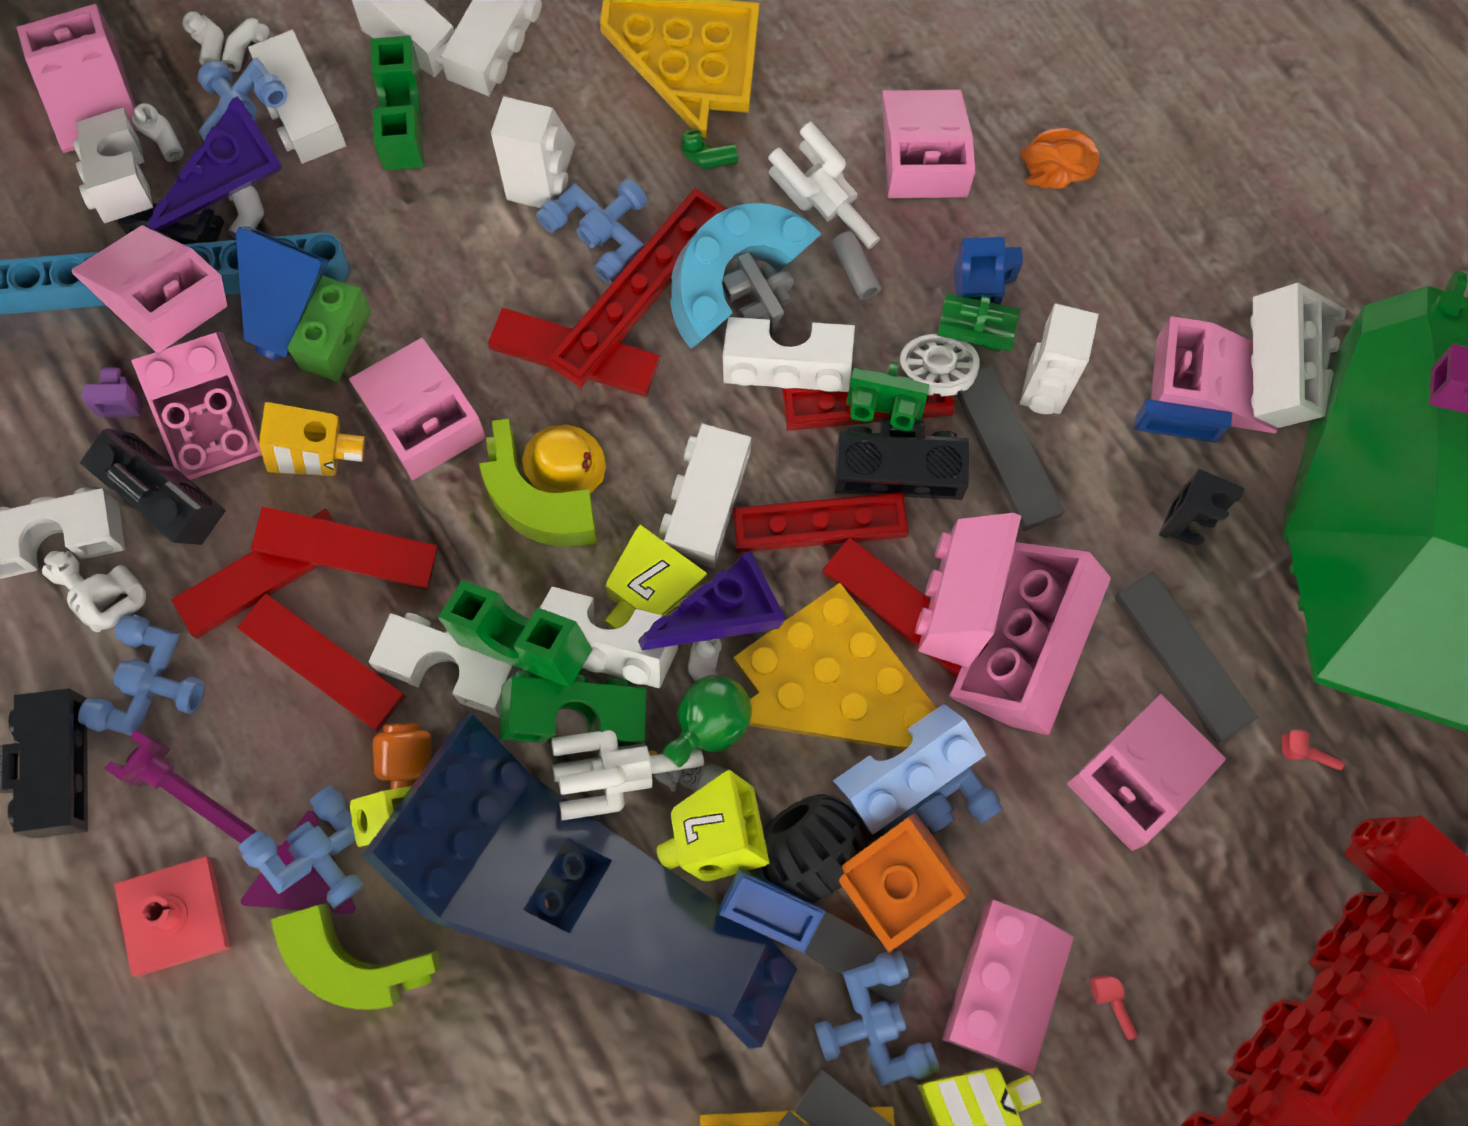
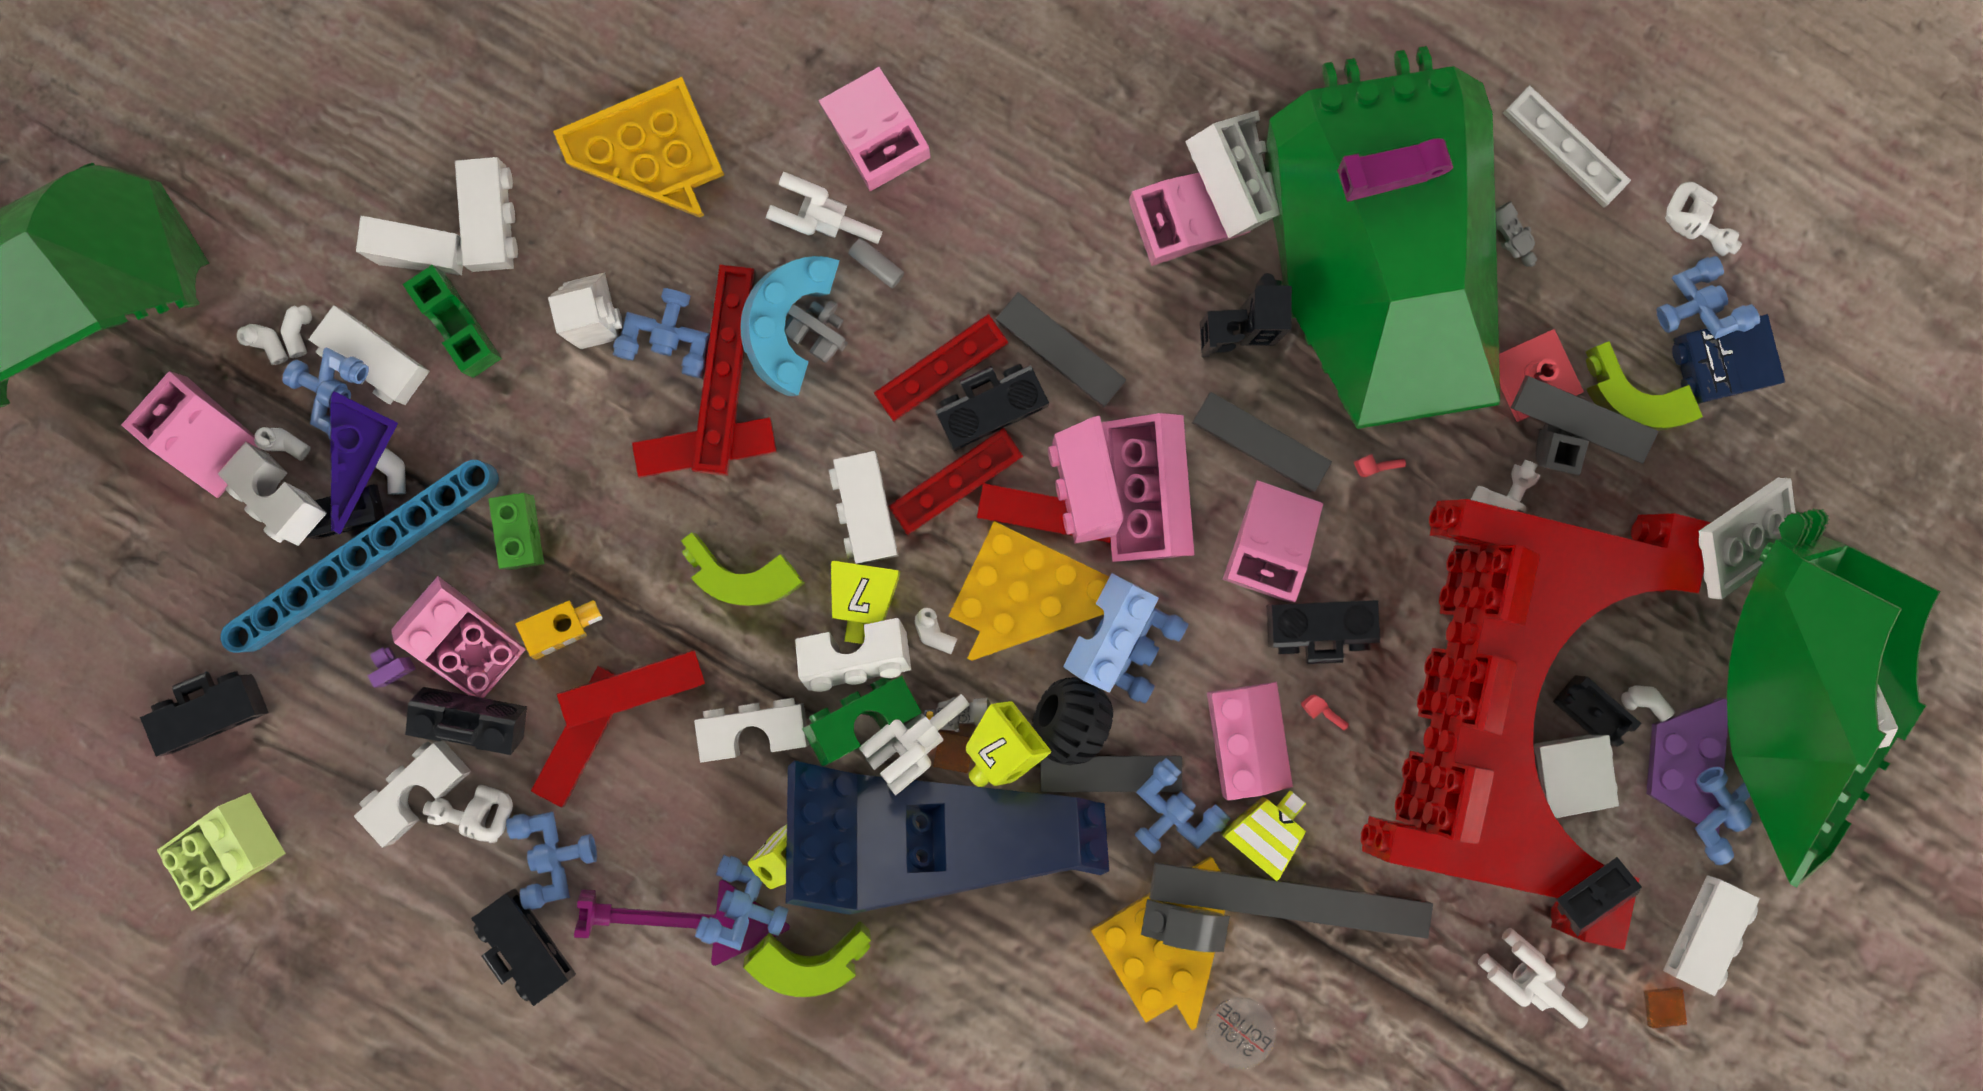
camera: 30 degrees left, 15 degrees up
(154, 286) = (371, 578): bright pink slope -> none
(171, 916) = (670, 997): coral tile -> none
(274, 289) = (461, 527): blue slope -> none
(321, 662) = (662, 775): red tile -> none
(401, 753) = (760, 809): orange head -> none
(418, 408) = (615, 555): bright pink slope -> none
(541, 645) = (795, 695): green arch -> none
(564, 460) = (746, 536): yellow hat -> none
(652, 813) = (952, 753): none -> clear orange tile
(704, 155) = (711, 231): green arm -> none
(711, 717) = (957, 670): green hair -> none
(729, 606) = (927, 584): dark purple wing -> none
(771, 910) = (1068, 779): blue tile -> none
(817, 364) = (894, 363): white arch -> none
(886, 394) = (955, 360): green hips -> none
(903, 882) = (1146, 712): orange container -> none
(940, 363) = (979, 313): white wheel -> none
(979, 322) = (992, 265): green hips -> none
(985, 268) = (974, 221): blue brick -> none
(1058, 359) = (1067, 274): white arch -> none
(1060, 158) = (985, 86): orange hat -> none
(1146, 885) = (1339, 622): none -> black piece
(1182, 421) = (1178, 262): blue tile -> none
(1263, 510) = (1268, 313): none -> black piece

